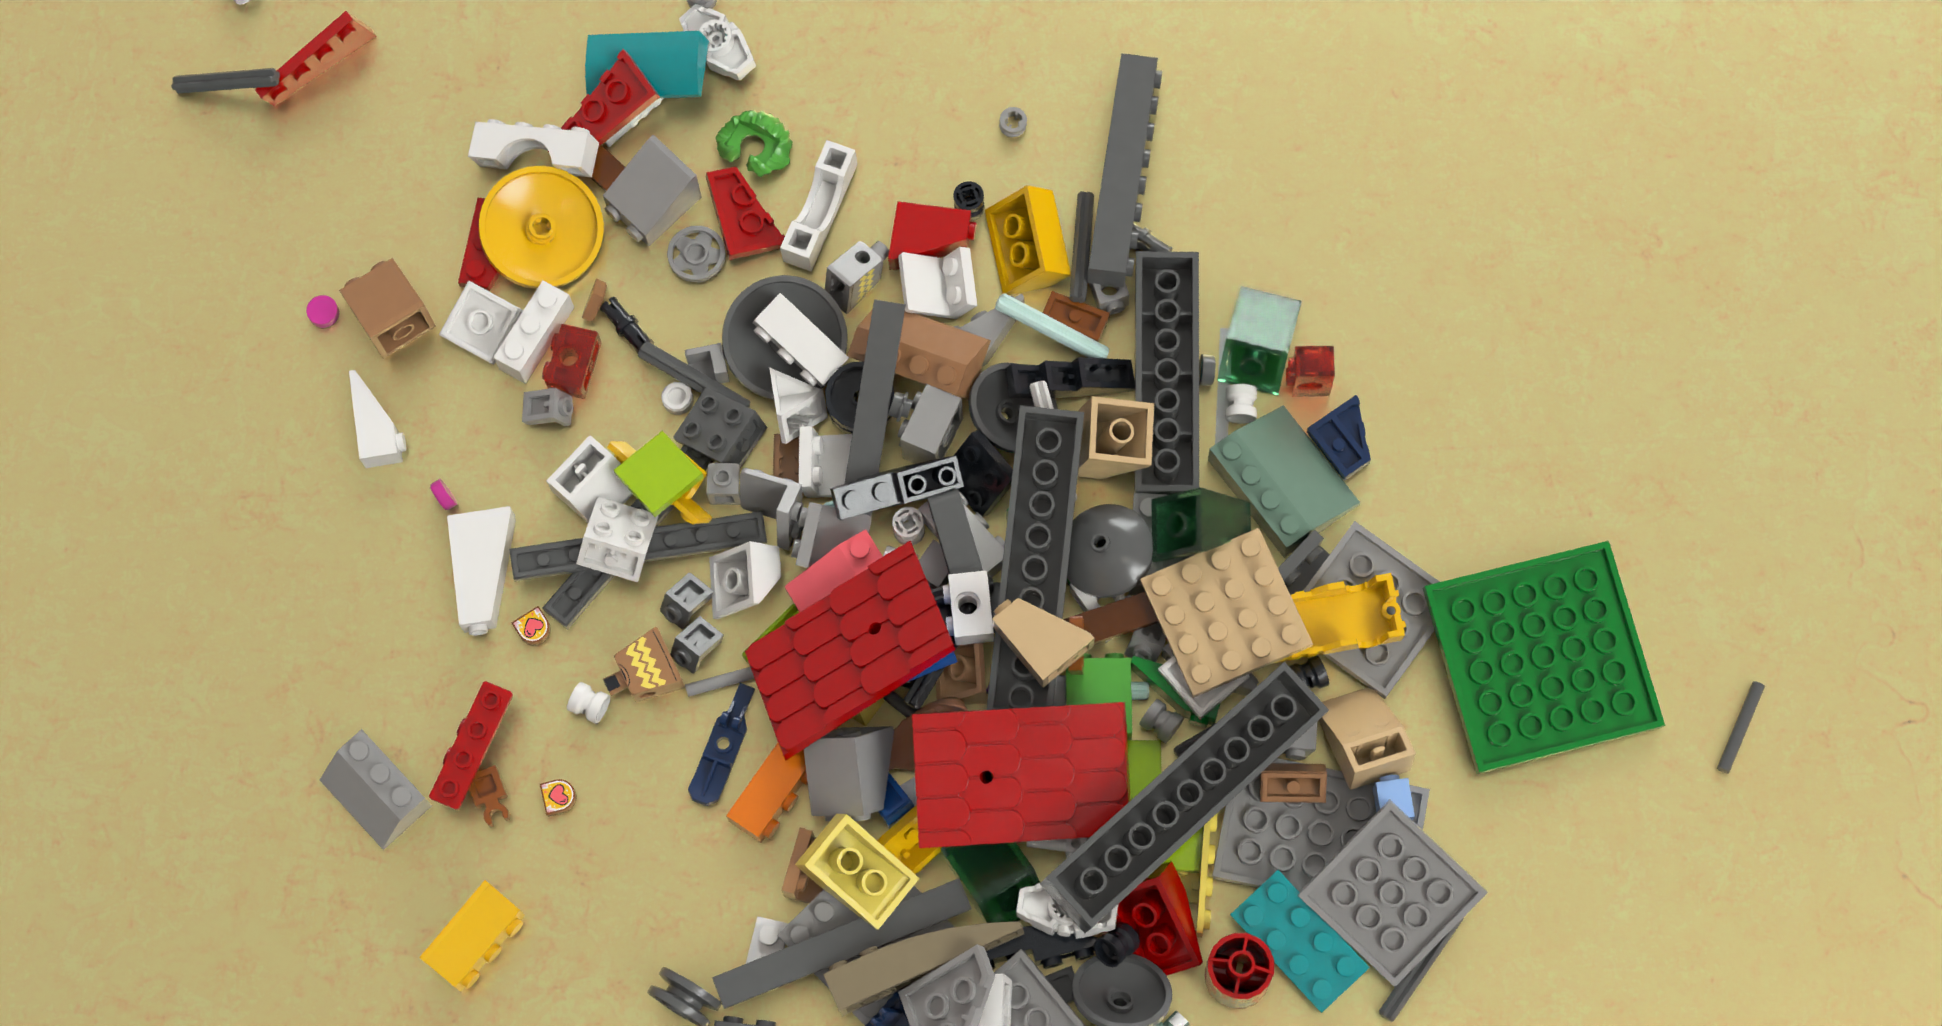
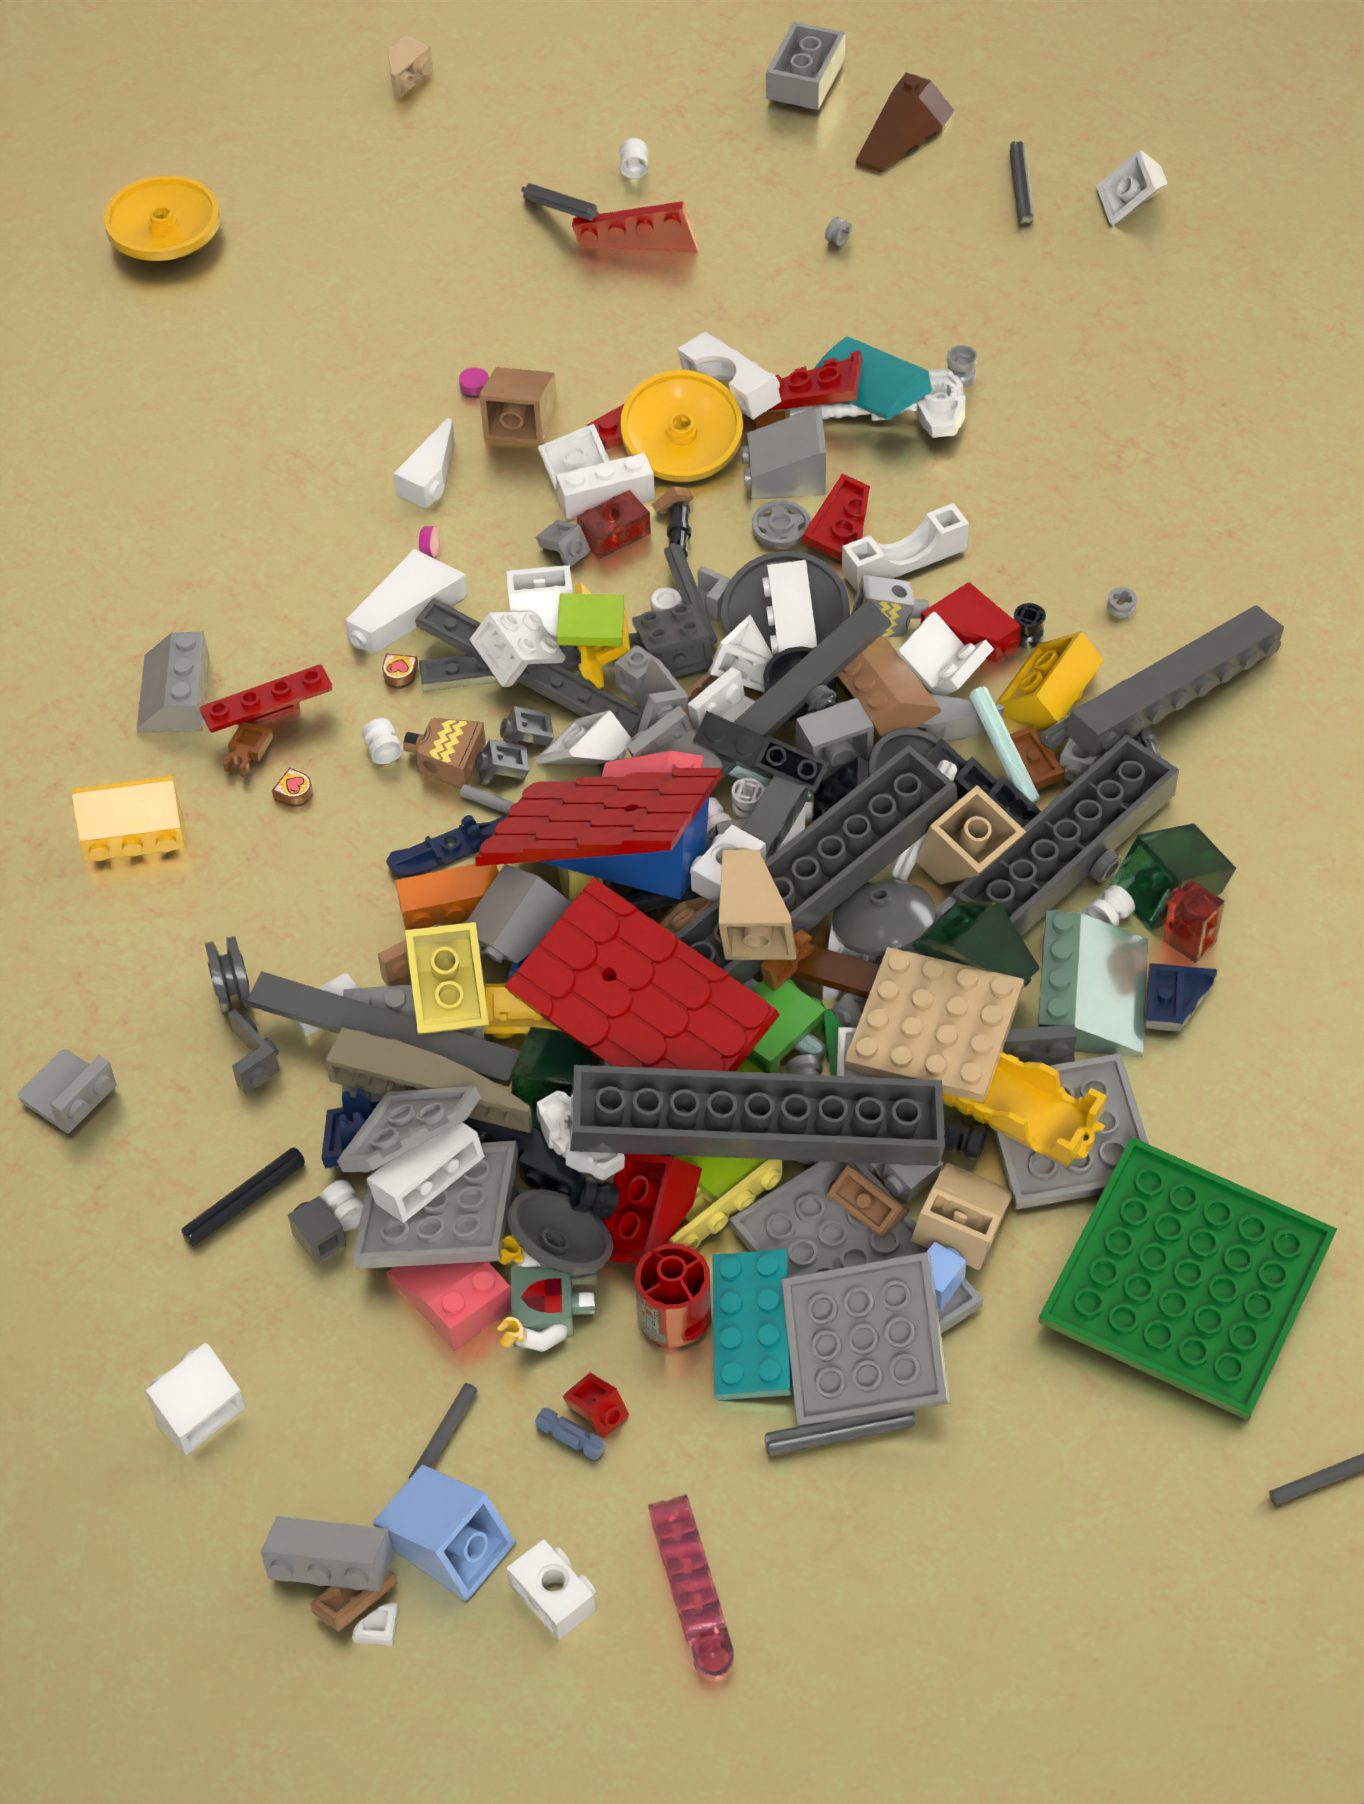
camera: 40 degrees right, 20 degrees down
(759, 124) = (916, 472): bright green piece -> none

